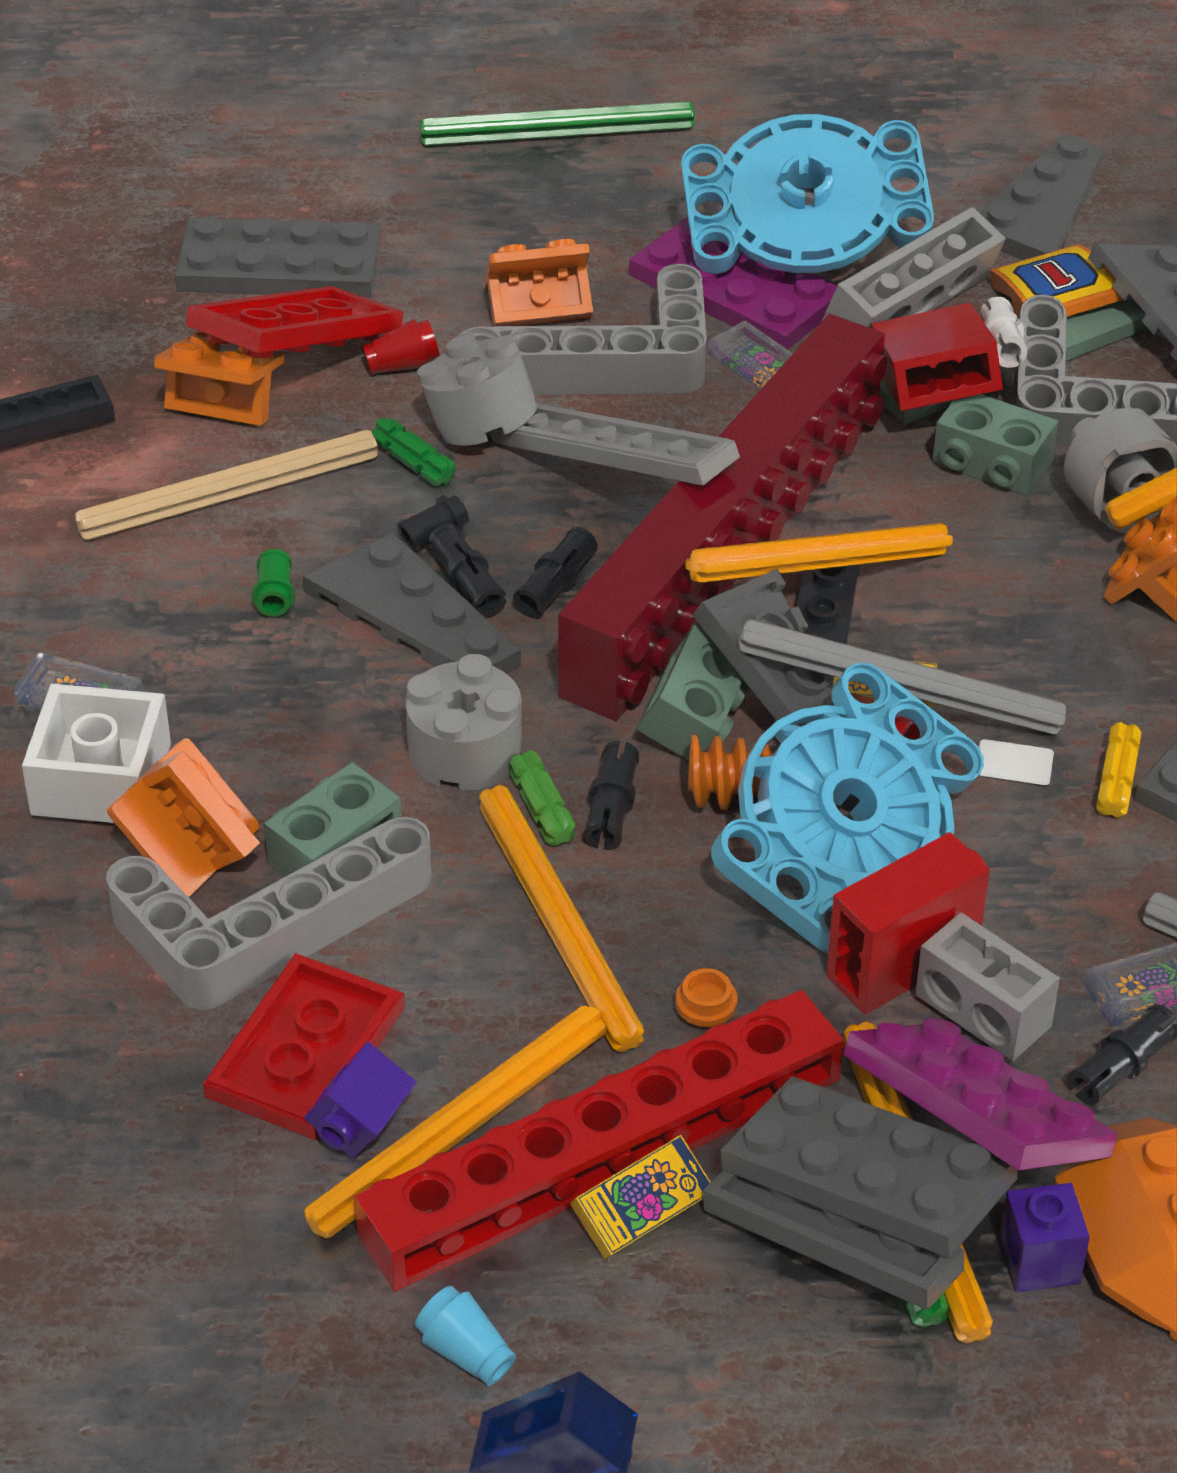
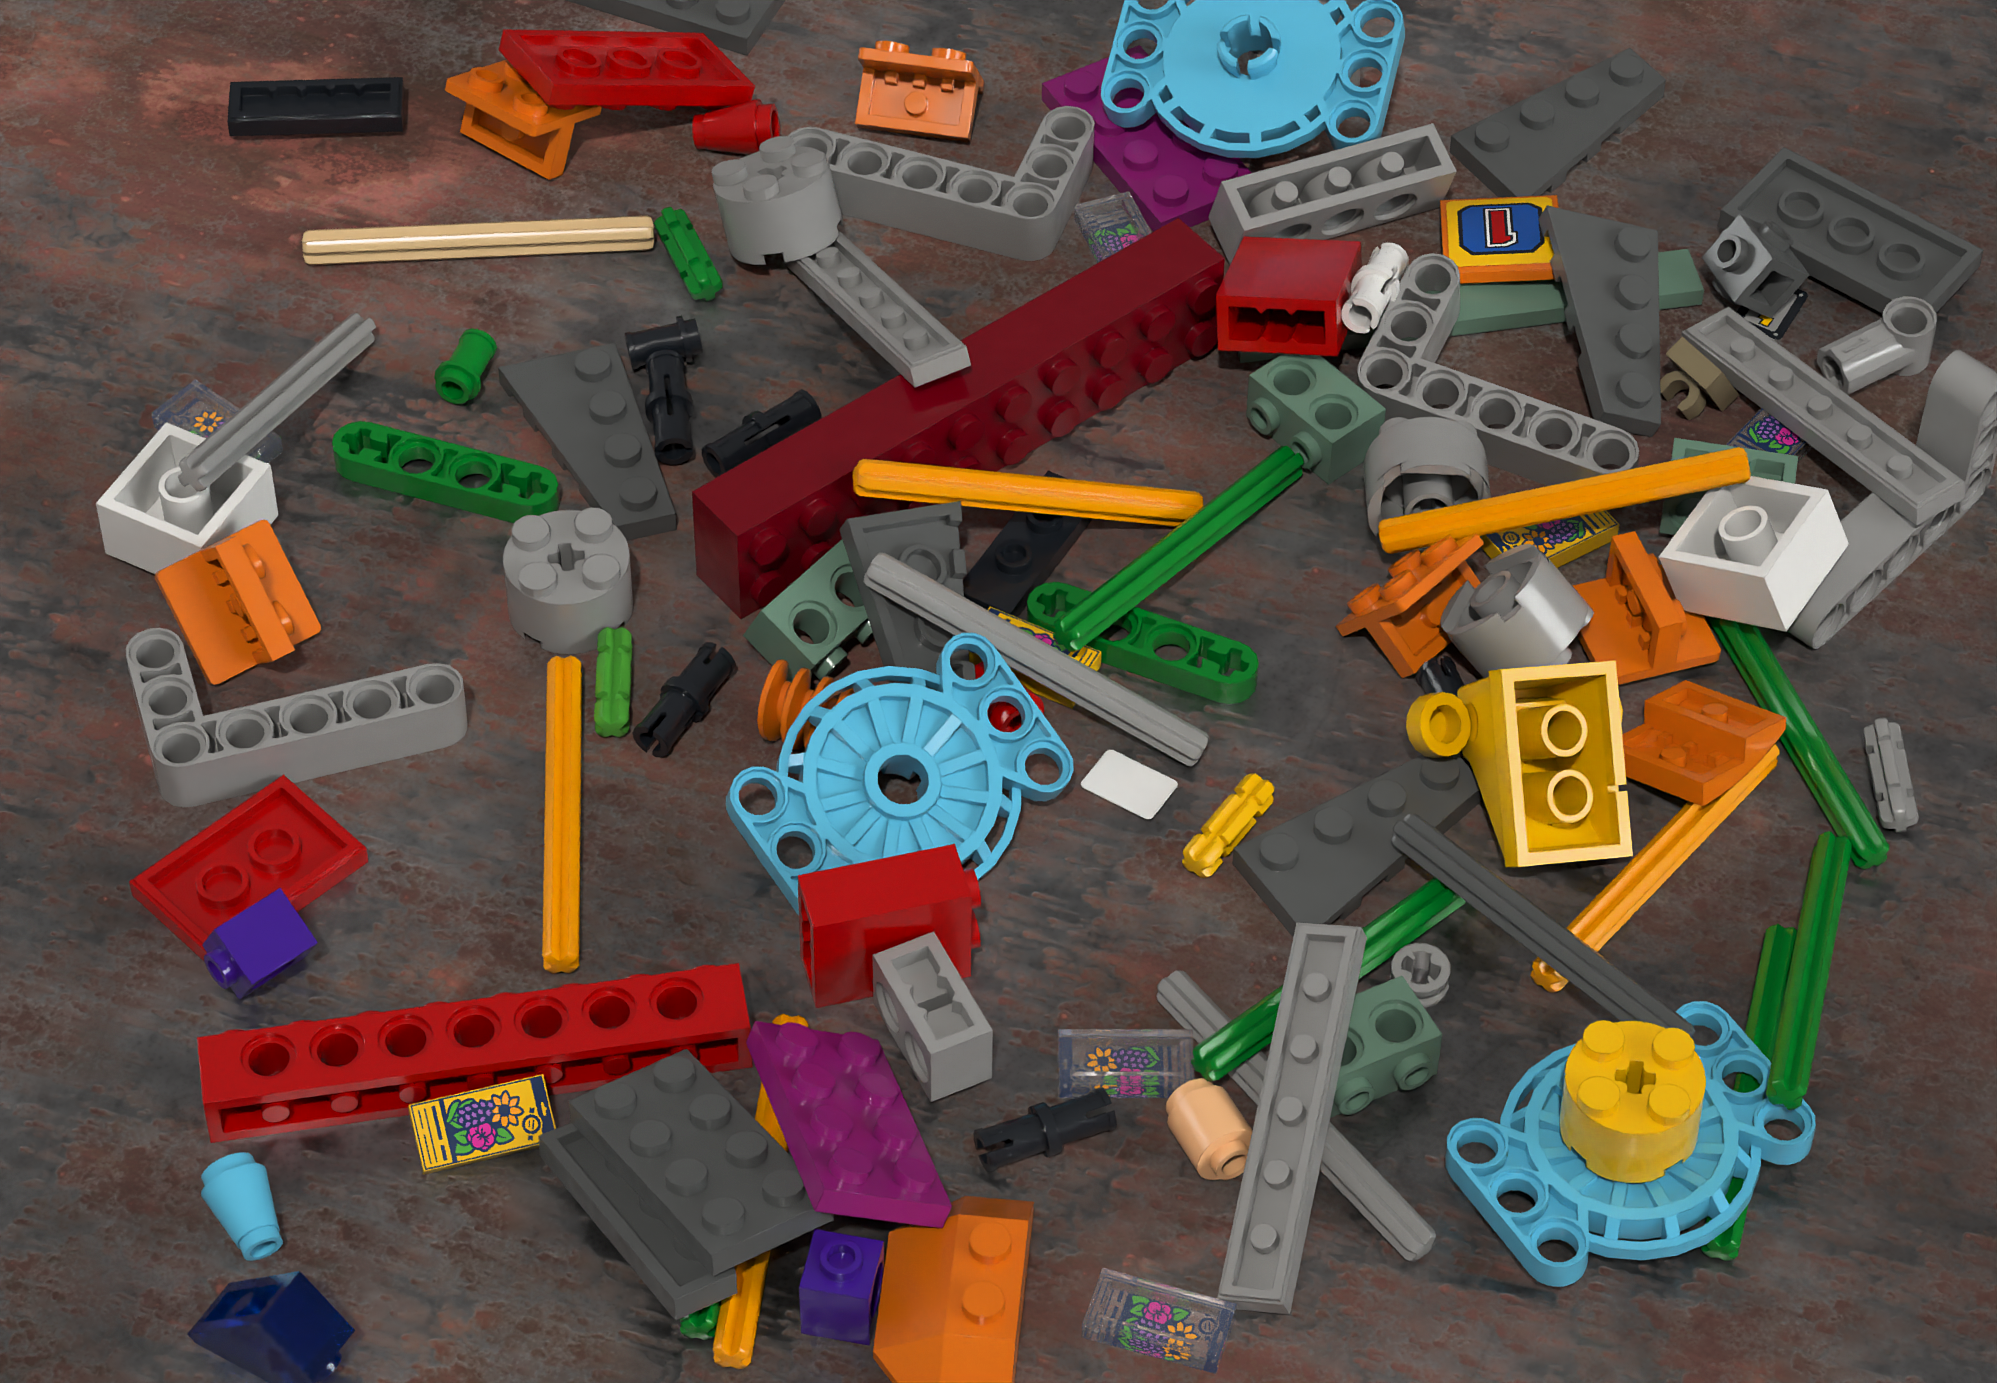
camera: 20 degrees right, 5 degrees up
(137, 646) = (276, 402): none -> light grey axle
(301, 666) = (377, 453): none -> green beam
(328, 818) = (380, 641): sand green brick -> none
(460, 1116) = (365, 986): light orange axle -> none
(706, 998) = (658, 943): orange plate -> none
(953, 569) = (1177, 549): none -> green axle
(961, 644) = (1148, 633): none -> green beam

